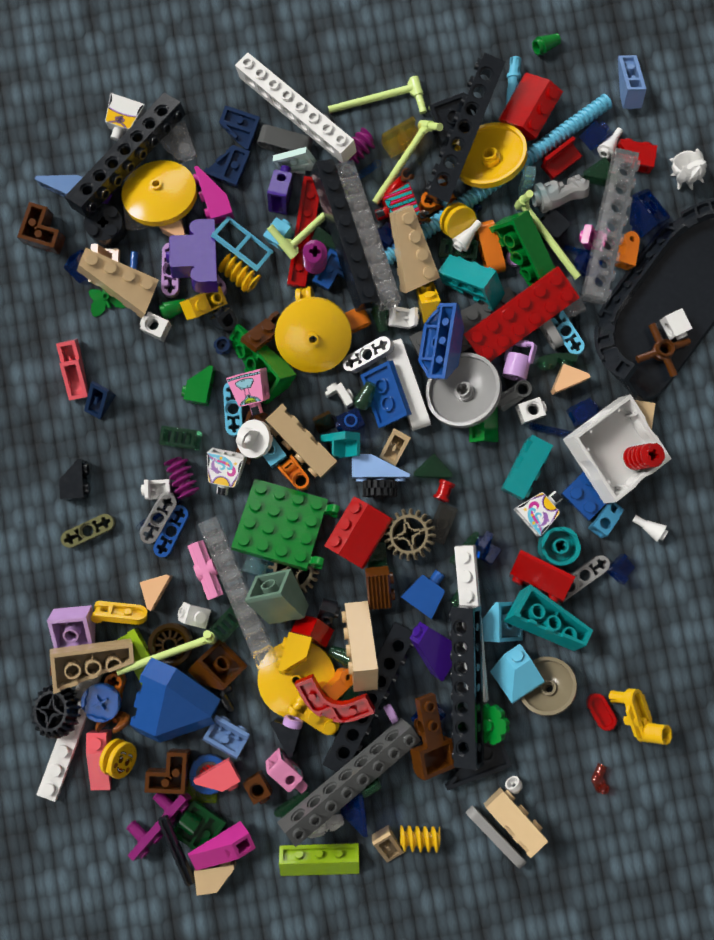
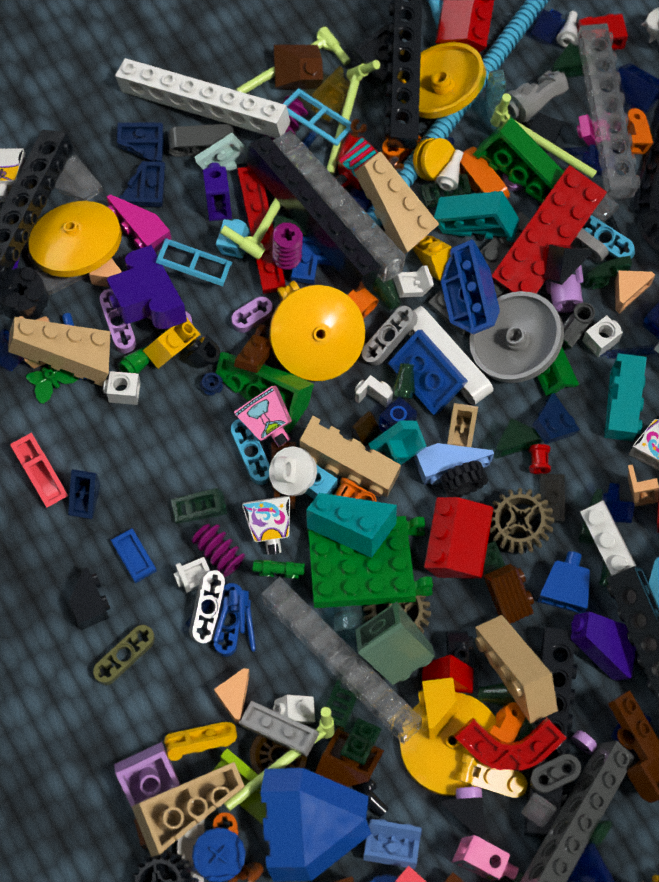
camera: 20 degrees left, 15 degrees down
(120, 458) = (133, 555): none -> blue tile
(174, 628) = (279, 728): none -> light grey tile
(180, 524) = (239, 603): none -> blue plant
(199, 387) = (201, 440): green slope -> none
(205, 569) = (289, 649): bright pink piece -> none
(218, 507) = (268, 567): none -> green plate
(230, 657) = (361, 741): none -> clear green slope
(238, 274) = (202, 297): yellow piece -> none
(274, 304) = (252, 314): none -> lavender beam
(283, 494) = (352, 521): none -> teal wedge
(335, 754) = (538, 810): none -> clear slope
(358, 735) = (553, 772): none -> dark grey plate
(382, 103) = (297, 67): none -> reddish brown slope
(388, 149) = (323, 109): none -> medium azure window
(466, 466) = (554, 421): none -> dark blue wing
(508, 546) = (644, 491): none -> light nougat panel
(523, 343) = (564, 261): none -> black slope
(561, 159) = (521, 61): red panel -> none

